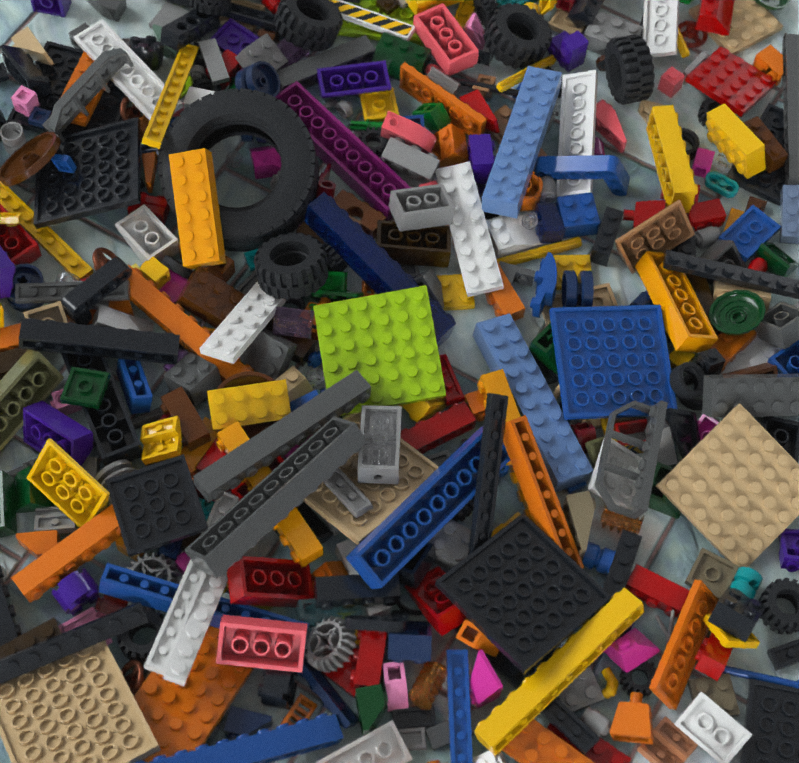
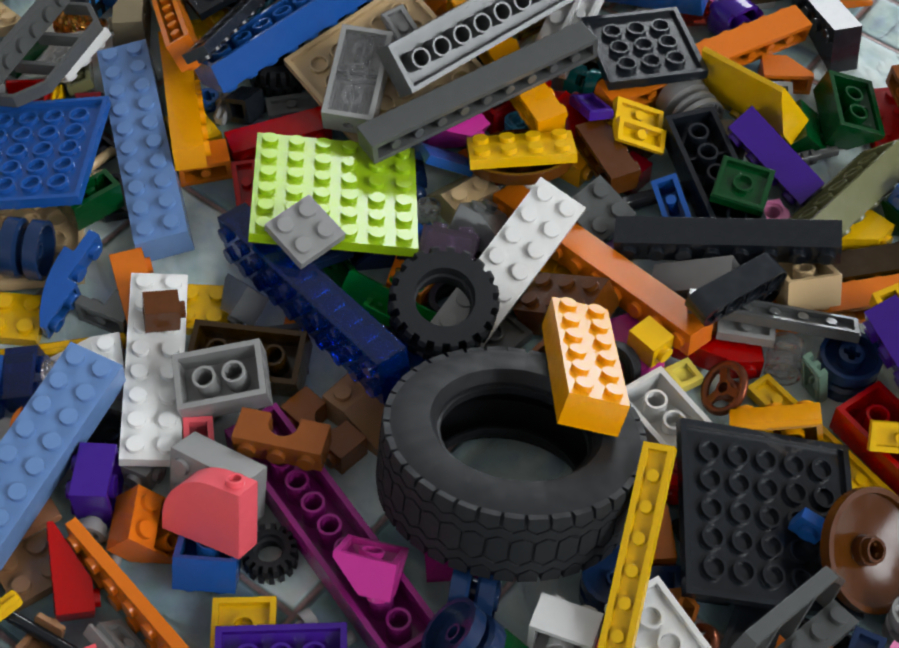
camera: 170 degrees left, 10 degrees down
(48, 270) = (814, 375): none -> sand green tile
(76, 229) = (795, 420): none -> light orange slope
(197, 451) = (591, 106): none -> dark purple tile
(315, 114) = (371, 566): none -> dark pink slope
(324, 184) = (367, 429): dark red door -> none
(362, 125) = (273, 587): green axle -> none
(363, 174) = (303, 448): none -> dark orange arch
(389, 289) = (304, 231): none -> light grey plate
(434, 115) = (156, 587): green slope -> none
(471, 247) = (162, 310): none -> reddish brown brick

